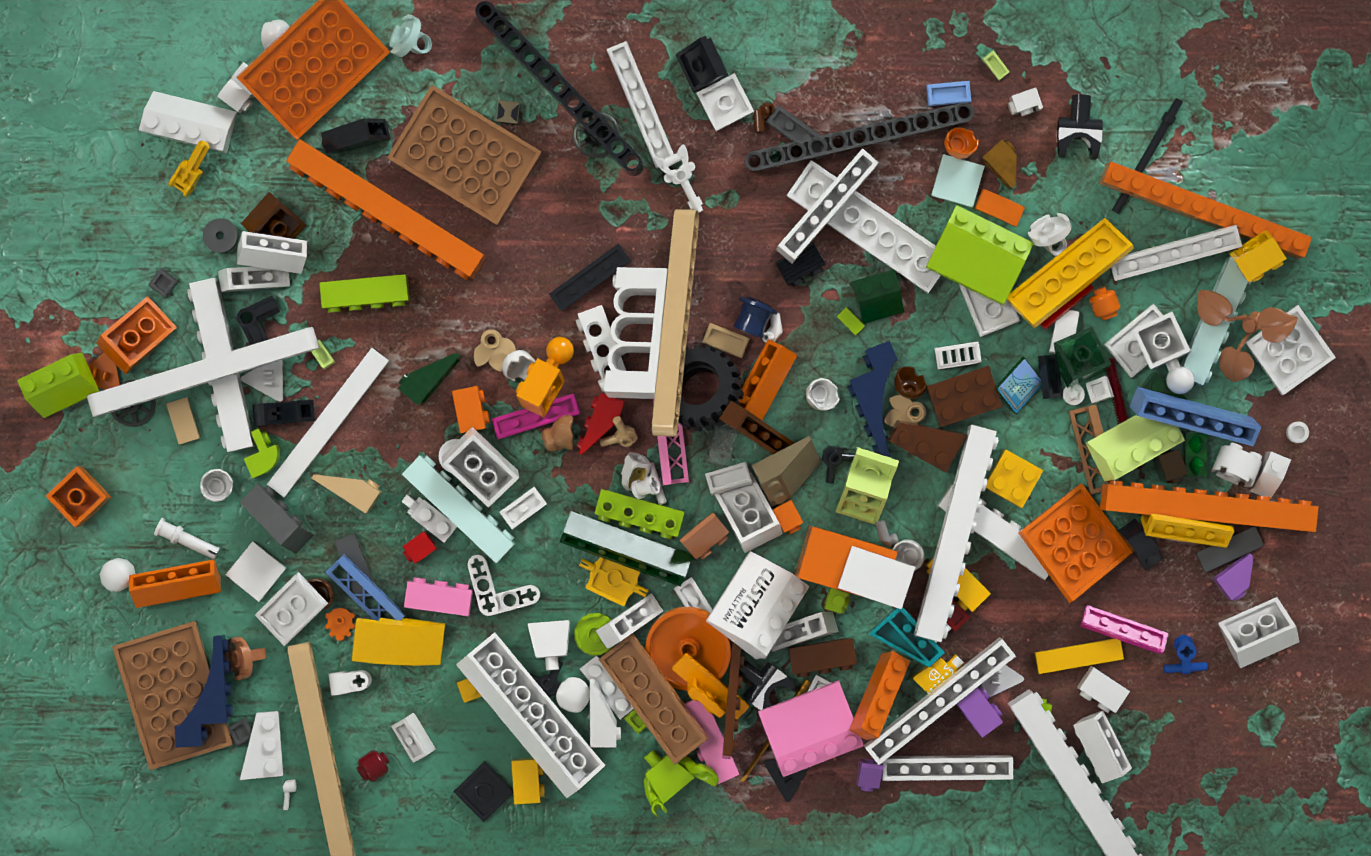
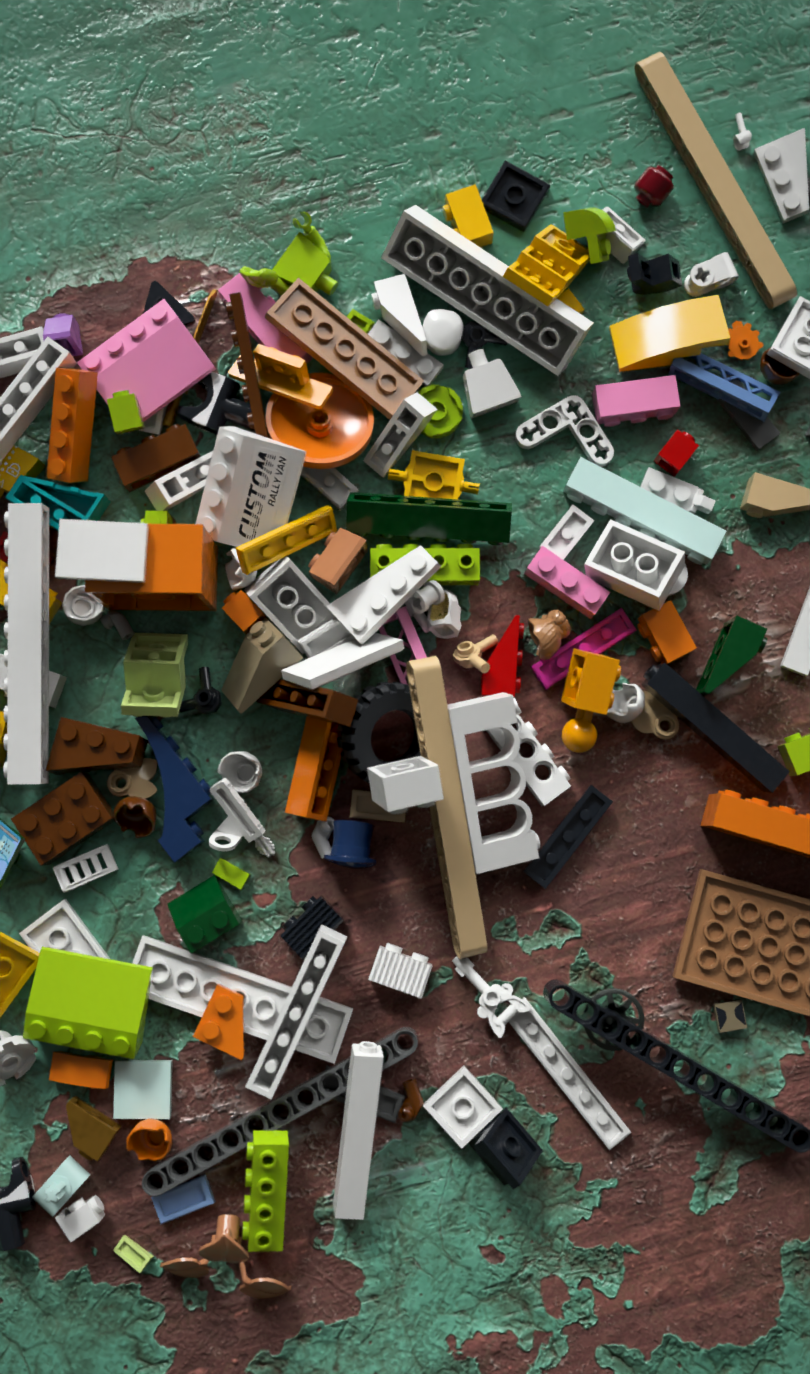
camera: 165 degrees right, 5 degrees down
(395, 694) = (653, 275): none -> black brick
(430, 743) = (594, 225): none -> lime brick
(456, 328) = (714, 727): none -> black brick
(476, 721) = (548, 265): none -> yellow slope
(534, 469) = (566, 582): none -> bright pink brick
(677, 497) = (379, 597): none -> white wing
(702, 347) = (405, 784): none -> white brick
(722, 455) = (341, 660): none -> white tile
(739, 560) = (286, 539): none -> yellow tile
(742, 213) = (400, 970): none -> white brick
(780, 550) = (235, 576): none -> white hair
(806, 108) = (358, 1130): none -> white brick
(833, 357) = (238, 823): none -> white piece
(836, 692) = (125, 412): none -> lime brick
(883, 84) = (267, 1191): none -> lime brick
(884, 212) = (223, 1022): none -> orange wing
(922, 54) = (226, 1247): none -> nougat plant
(1034, 128) = (61, 1186): none -> light aqua beam

